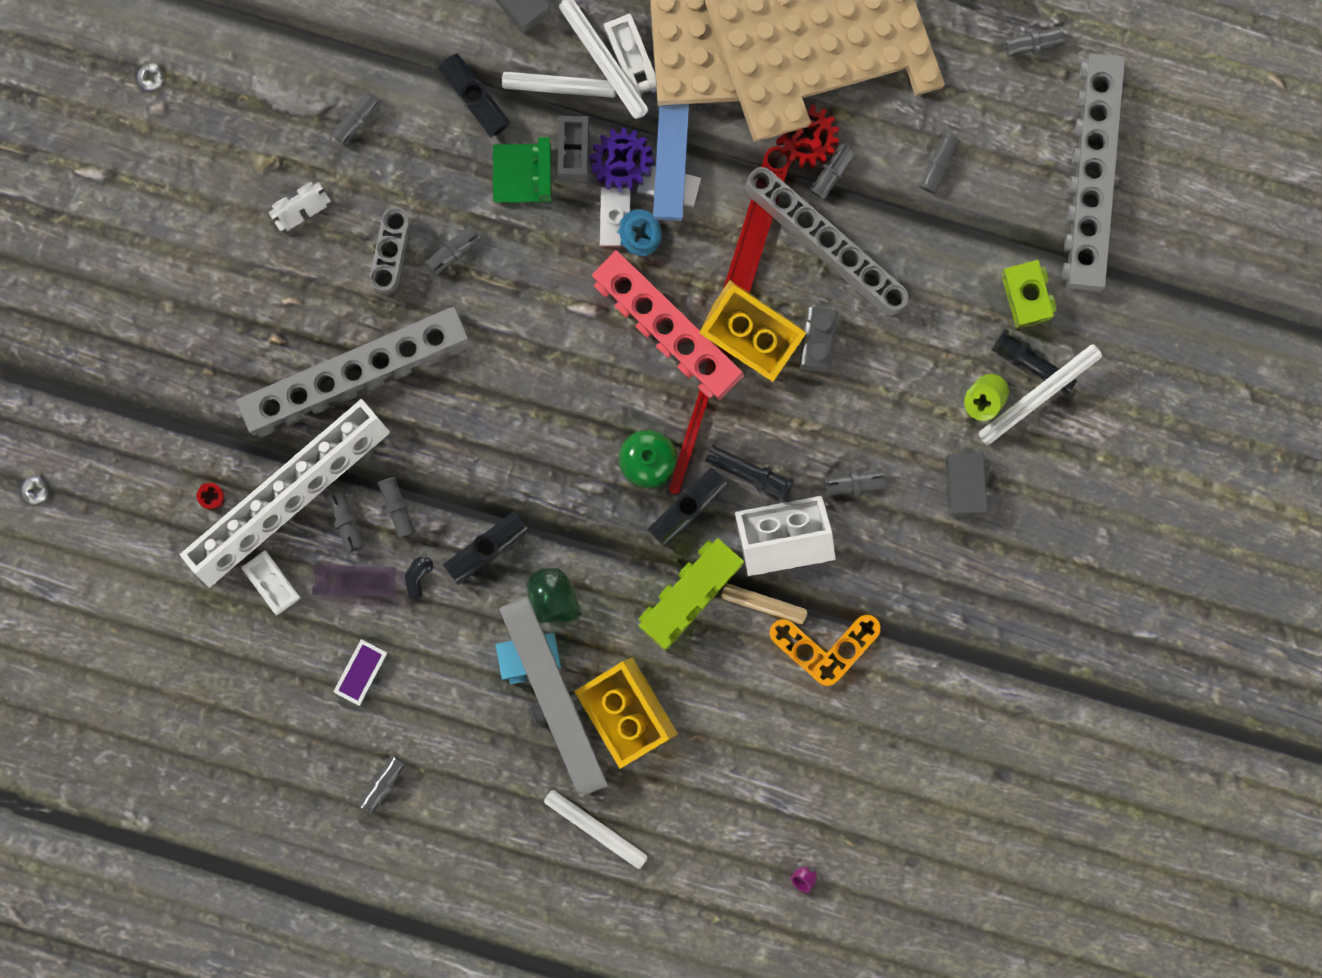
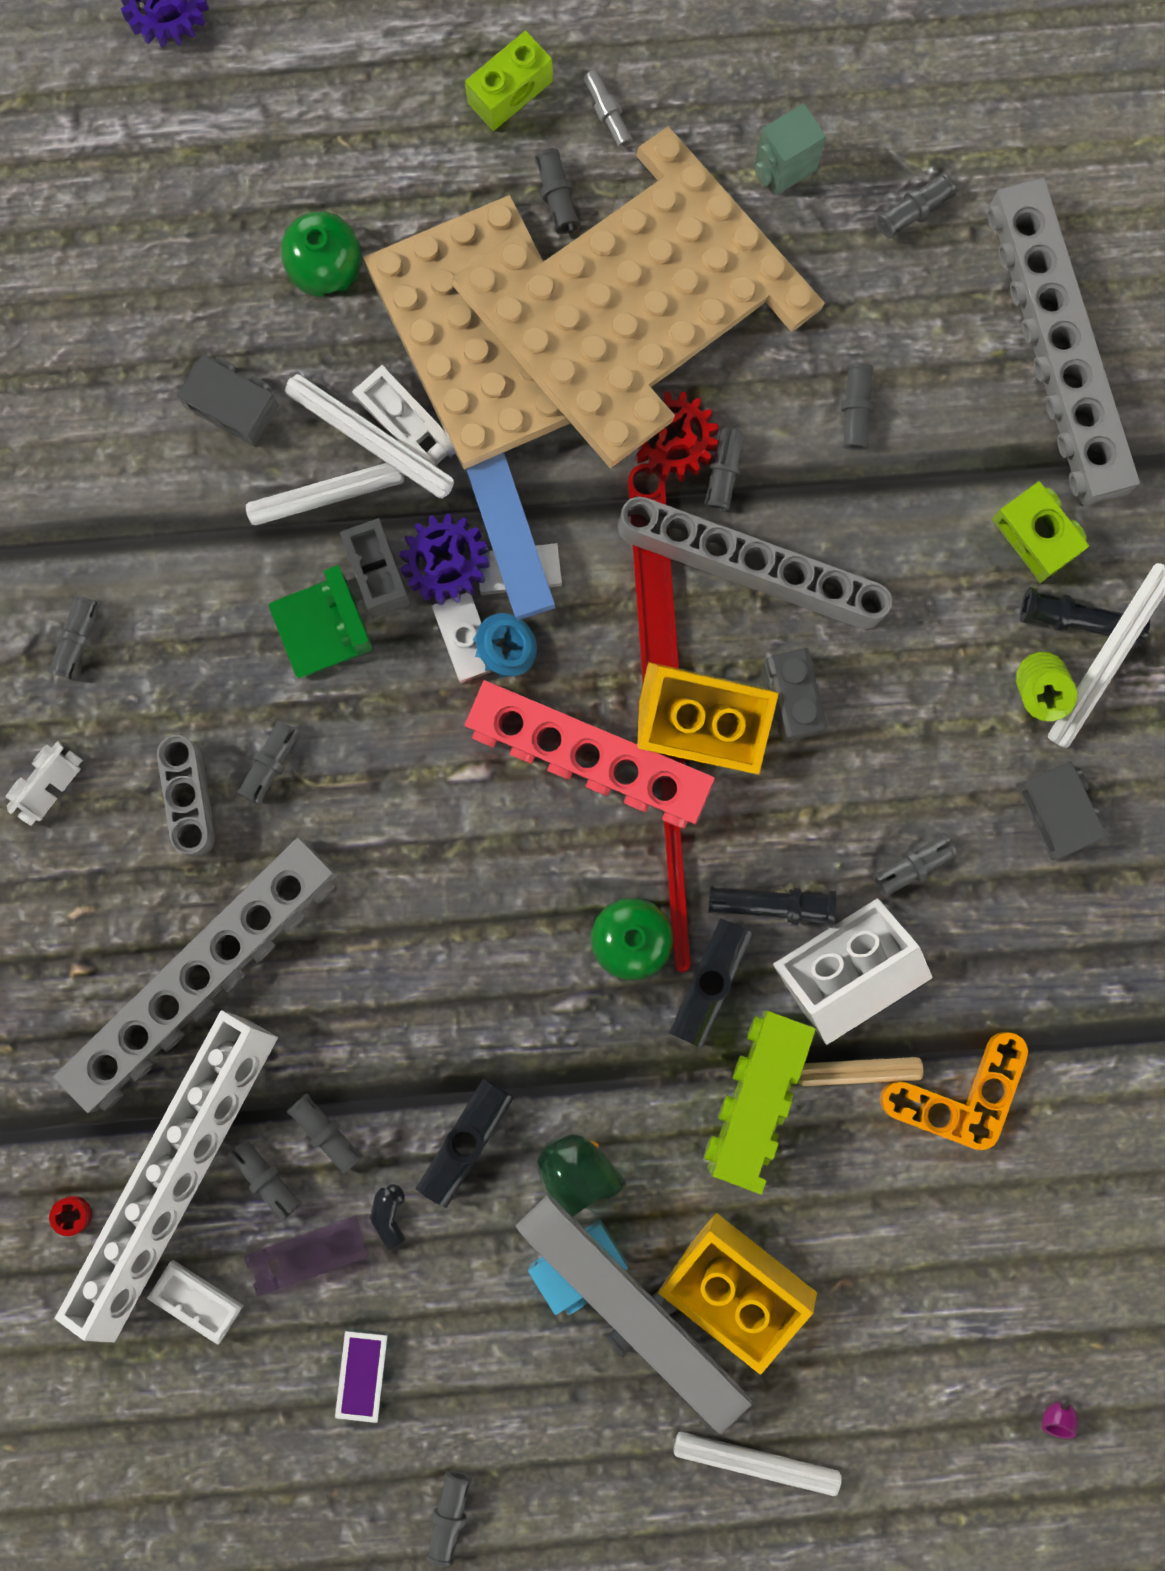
camera: 20 degrees left, 0 degrees up
(463, 81) = (198, 536): black piece -> none

